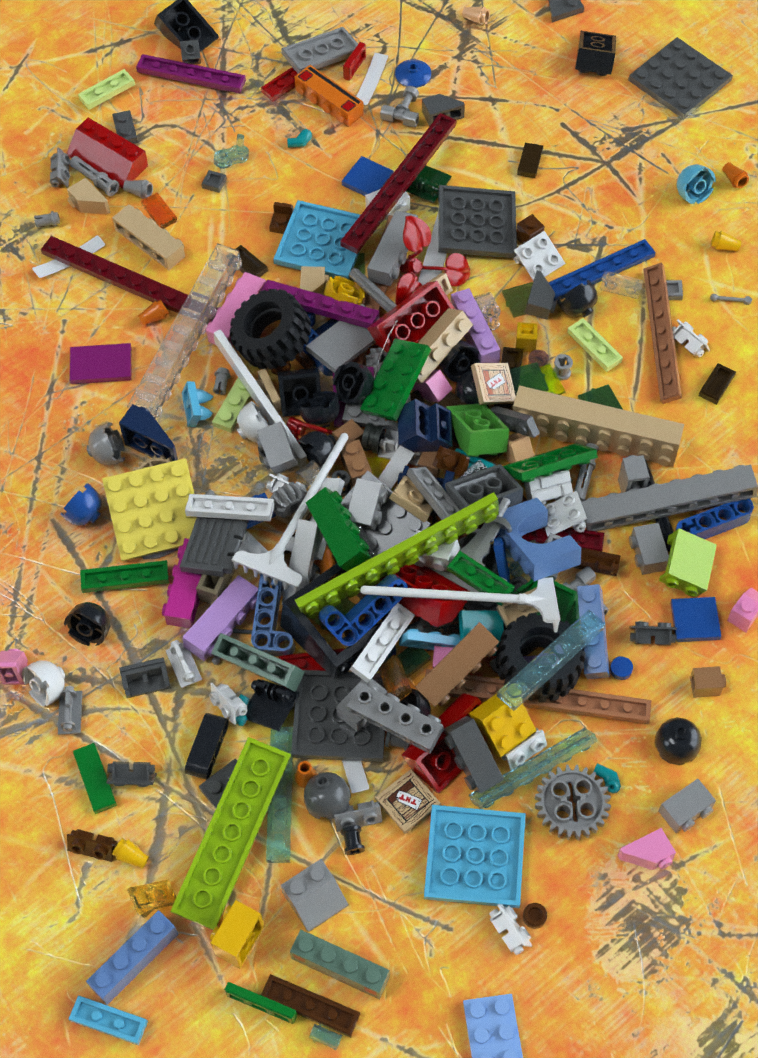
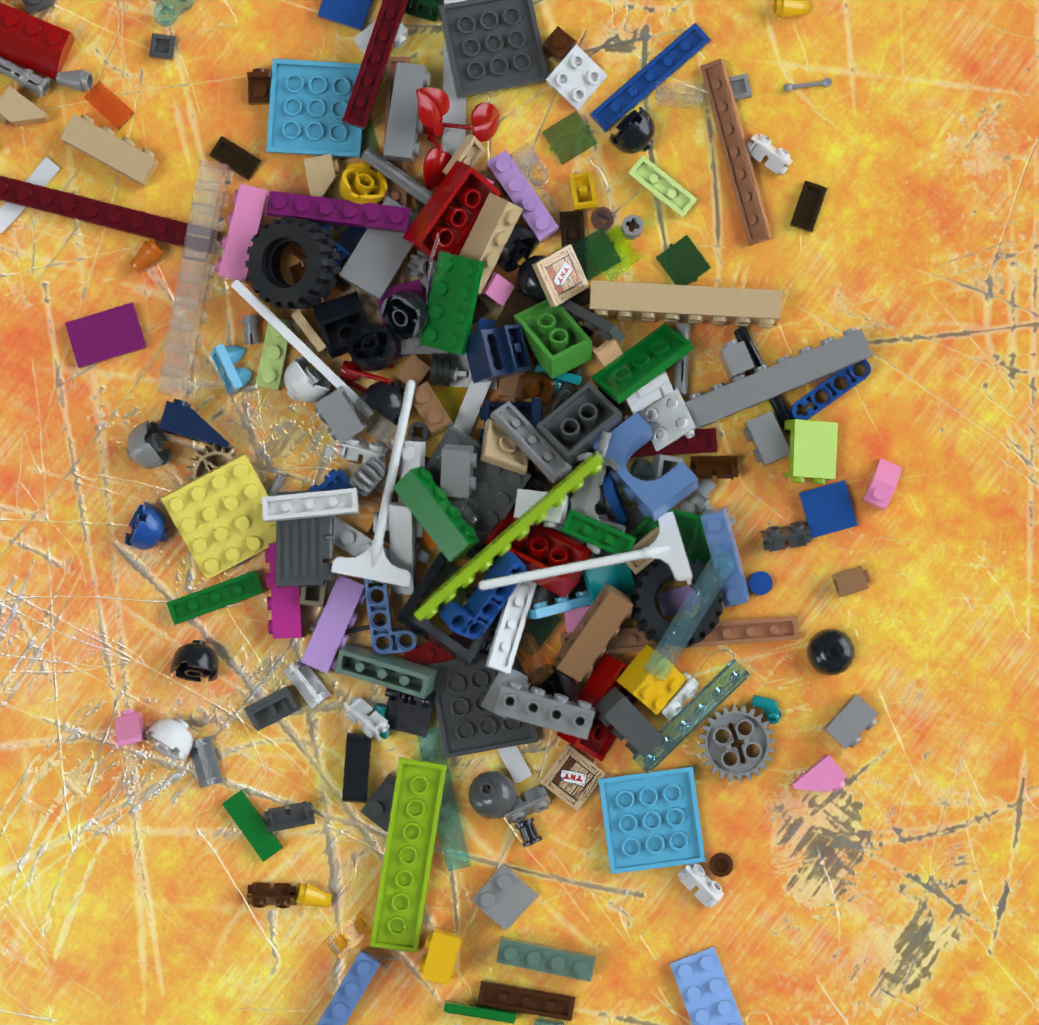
camera: 15 degrees left, 25 degrees up
(304, 773) = (464, 768): orange cone -> none
(541, 298) = (589, 137): dark grey slope -> none

